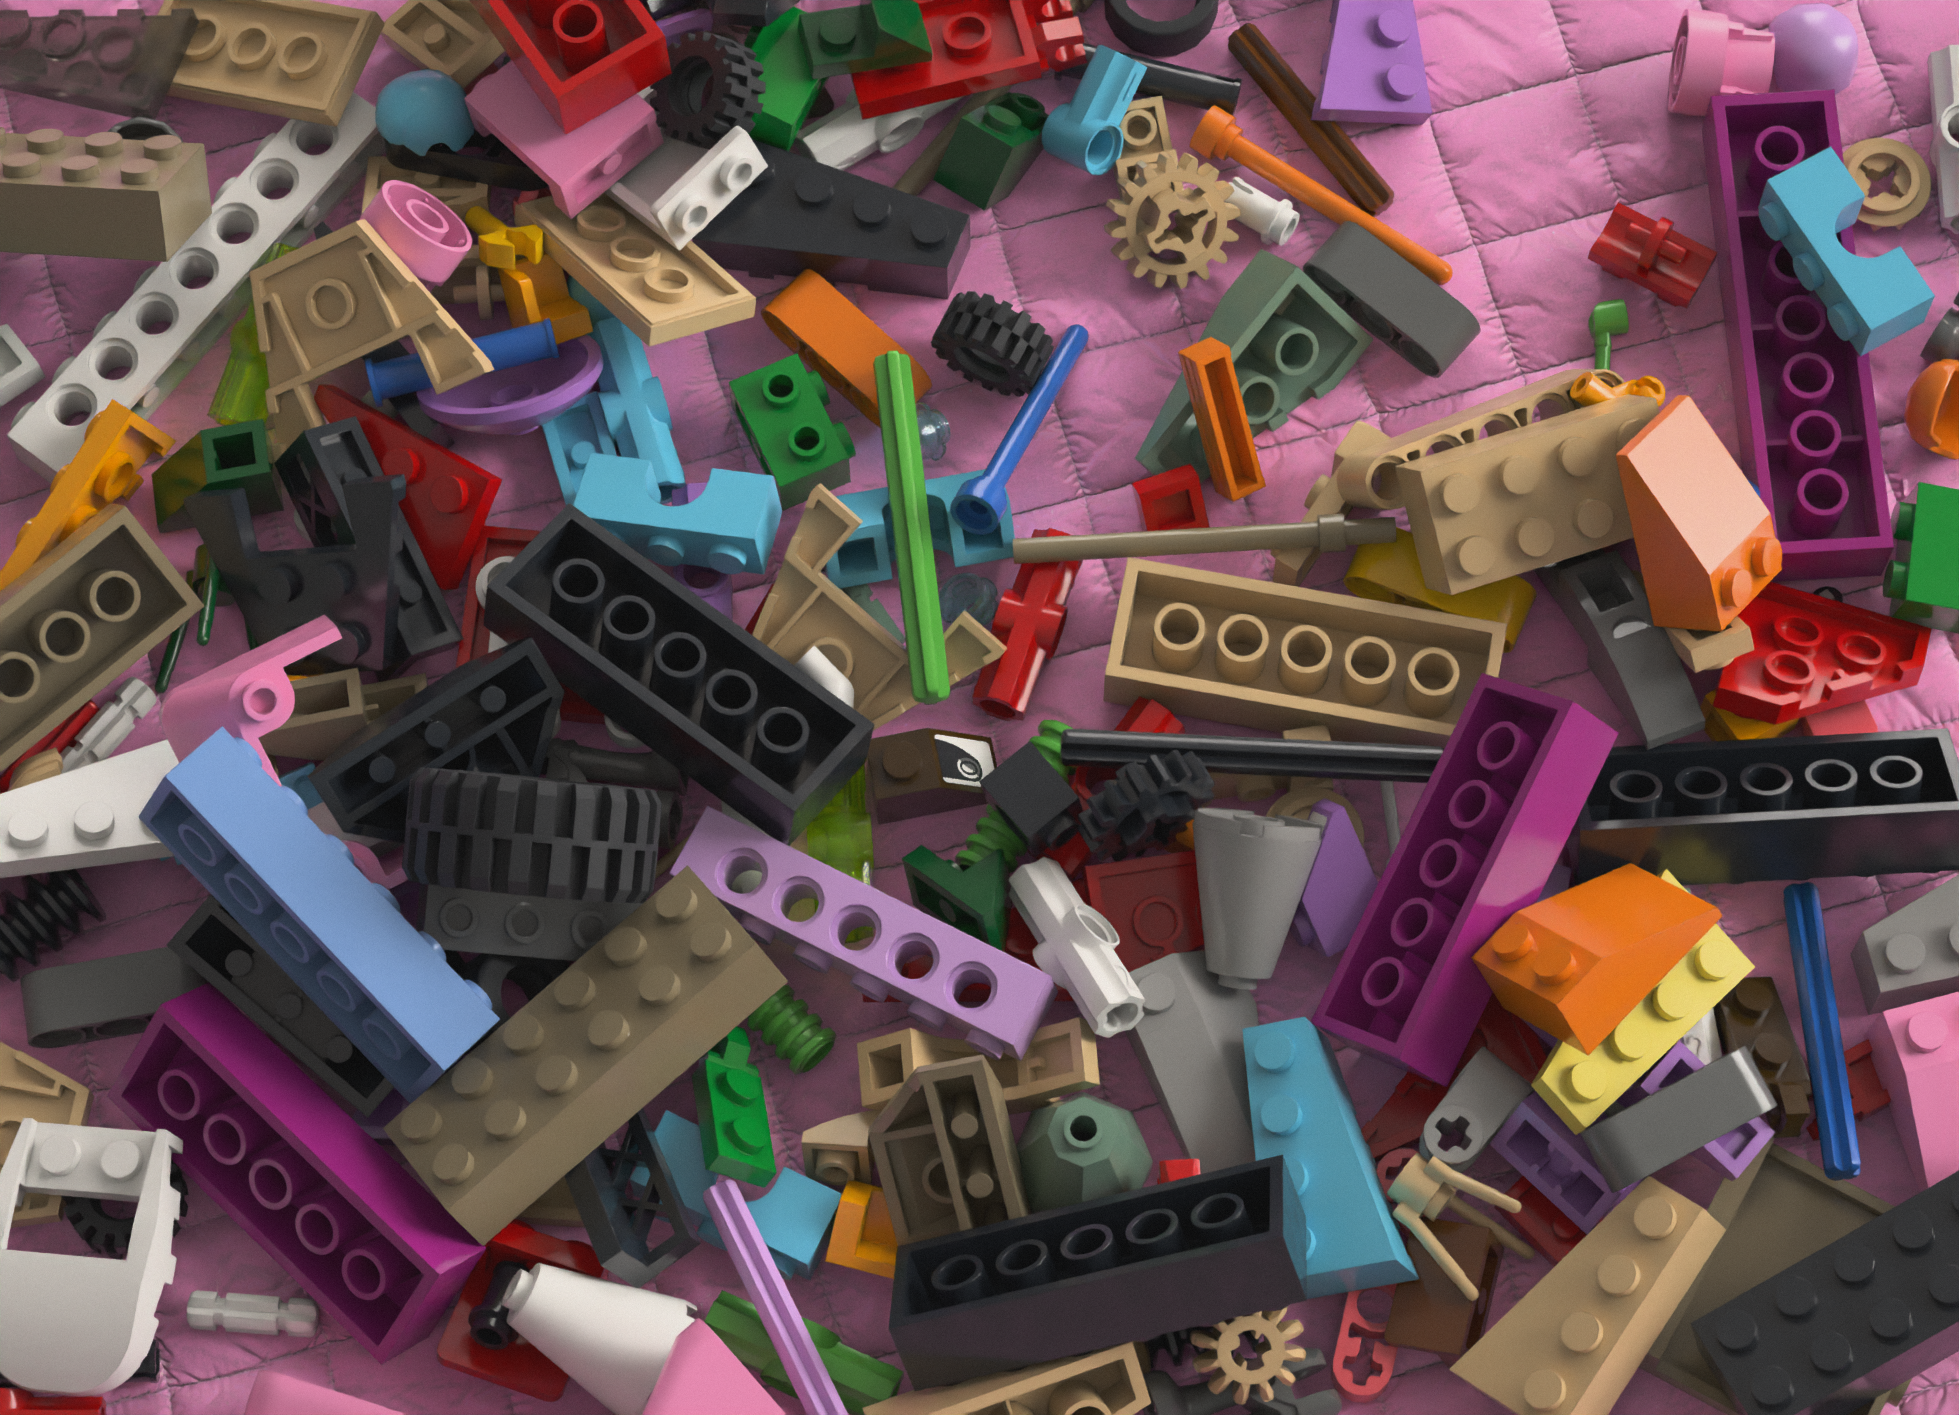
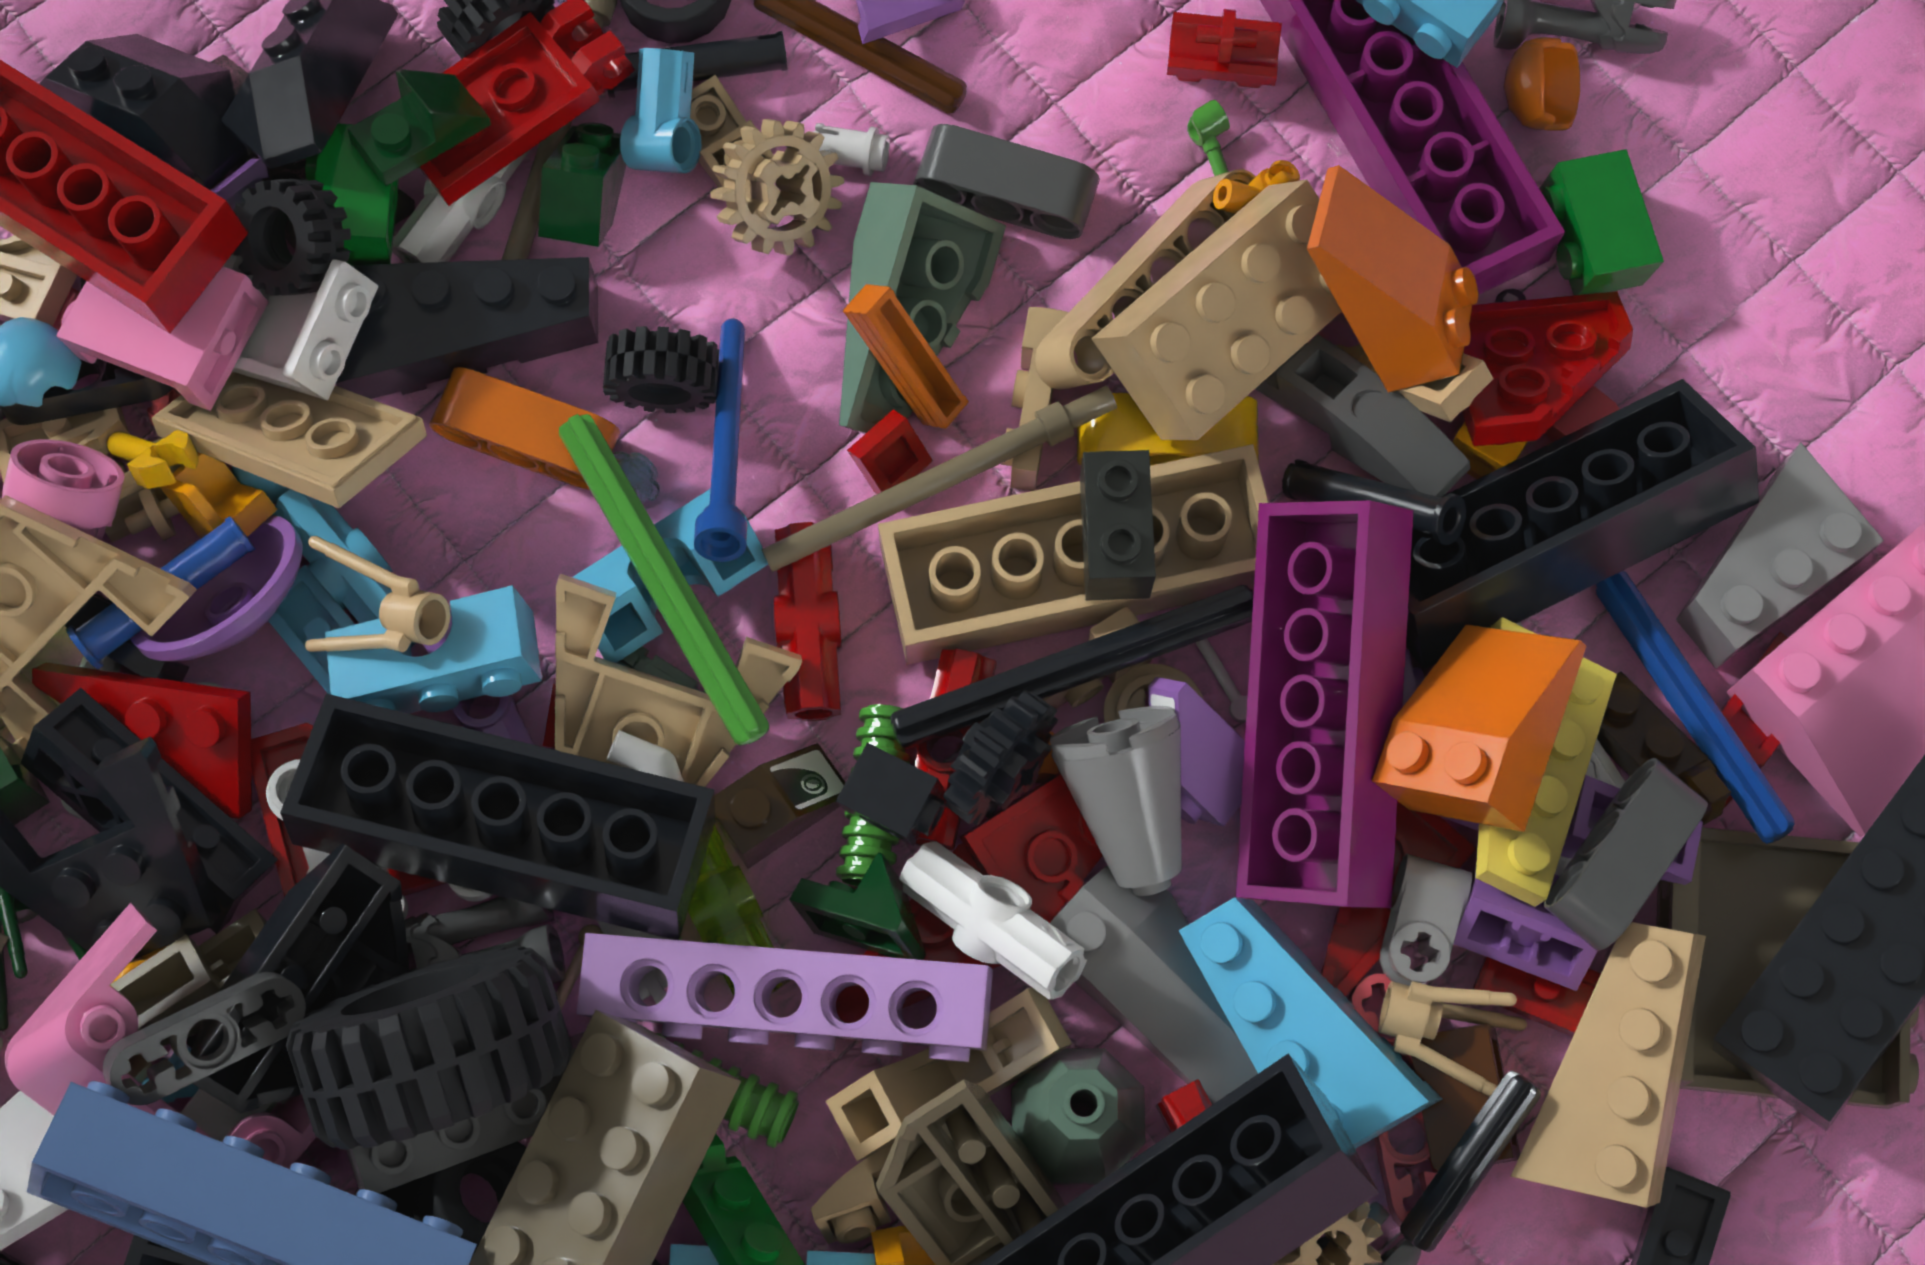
camera: 25 degrees left, 5 degrees up
(392, 730) = (163, 1076): none -> dark grey beam
(667, 461) = (404, 612): none -> tan plant
(791, 430) = (507, 527): green brick -> none
(962, 591) = (731, 615): clear light blue plate -> none
(1222, 138) = (787, 93): orange piece -> none
(1342, 641) = (1117, 525): none -> pearl dark grey brick
(1417, 1339) = (1470, 1161): none -> black axle
(1648, 755) = (1431, 514): none -> black pin

